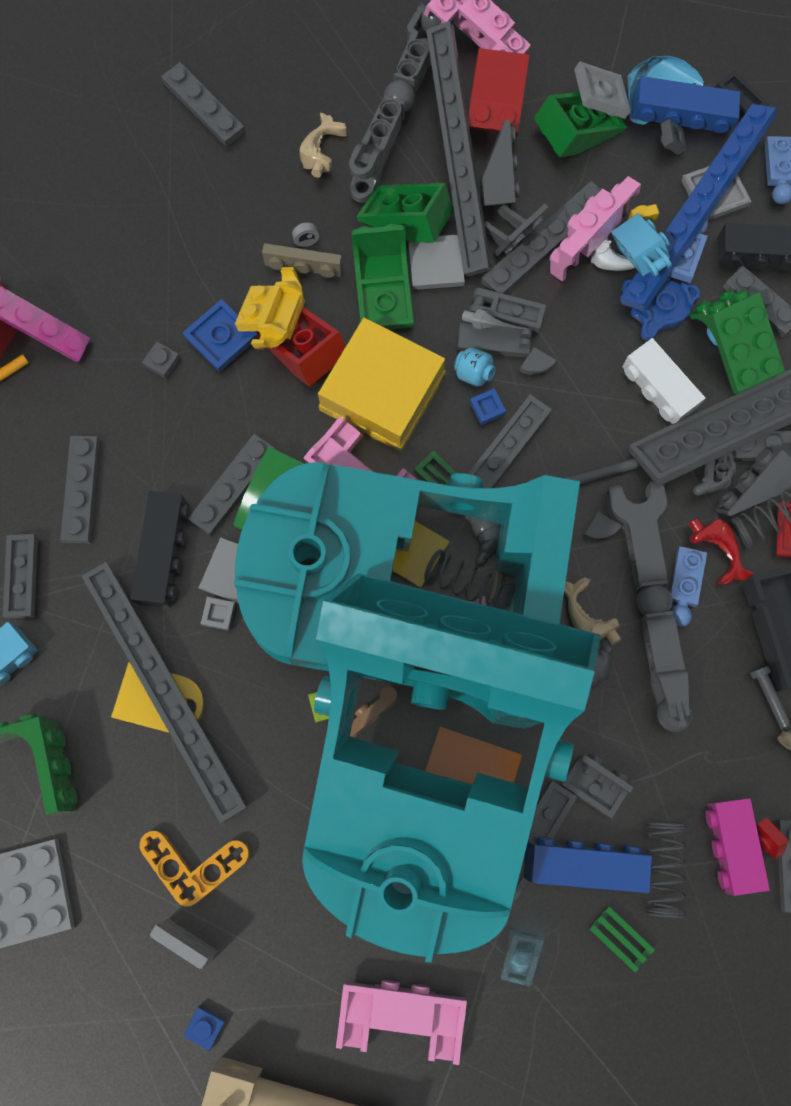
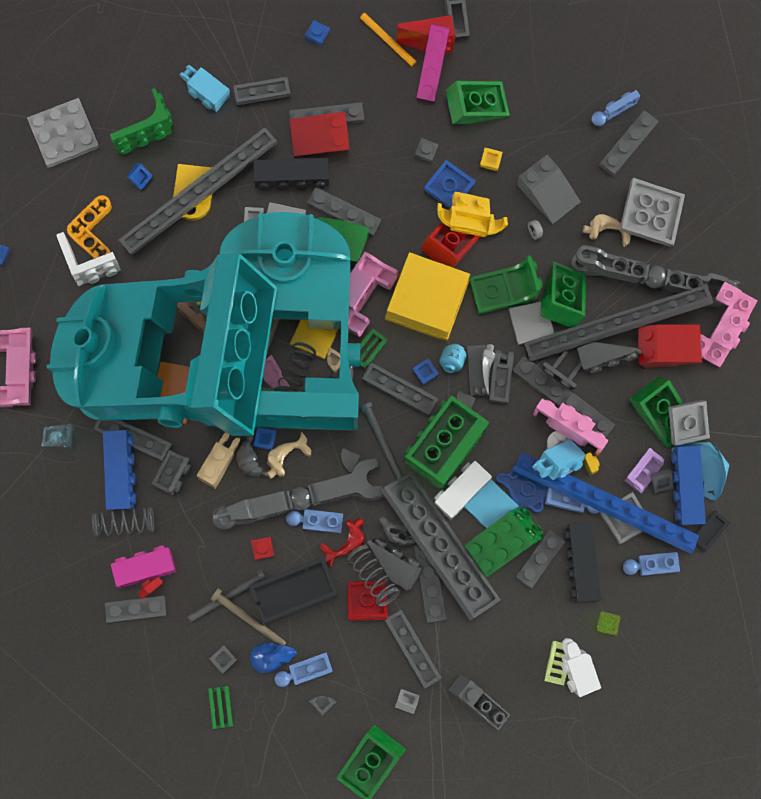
camera: 75 degrees right, 0 degrees up
(103, 282) = (476, 101): none -> green slope
(108, 498) = (319, 134): none -> red slope
(119, 779) = (139, 176): none -> blue plate
(161, 130) = (615, 108): none -> medium blue plate
(183, 943) = (44, 231): light grey tile -> none
(192, 275) = (491, 159): none -> yellow plate
(250, 210) = (548, 189): none -> dark grey slope
(265, 875) = (90, 271): none -> white bracket
(302, 260) = (513, 230): dark tan plate -> none
(308, 88) = (652, 212): none -> light grey plate
(453, 528) = (333, 360): none -> tan tile
(599, 389) = (450, 454): none -> green brick
(600, 722) = (217, 462): none -> tan hinge
(640, 957) = (67, 513): green tile -> none
(654, 158) = (641, 473): none -> lavender hinge
(689, 347) = (490, 504): none -> medium azure tile
(719, 666) = (262, 548): none -> red plate

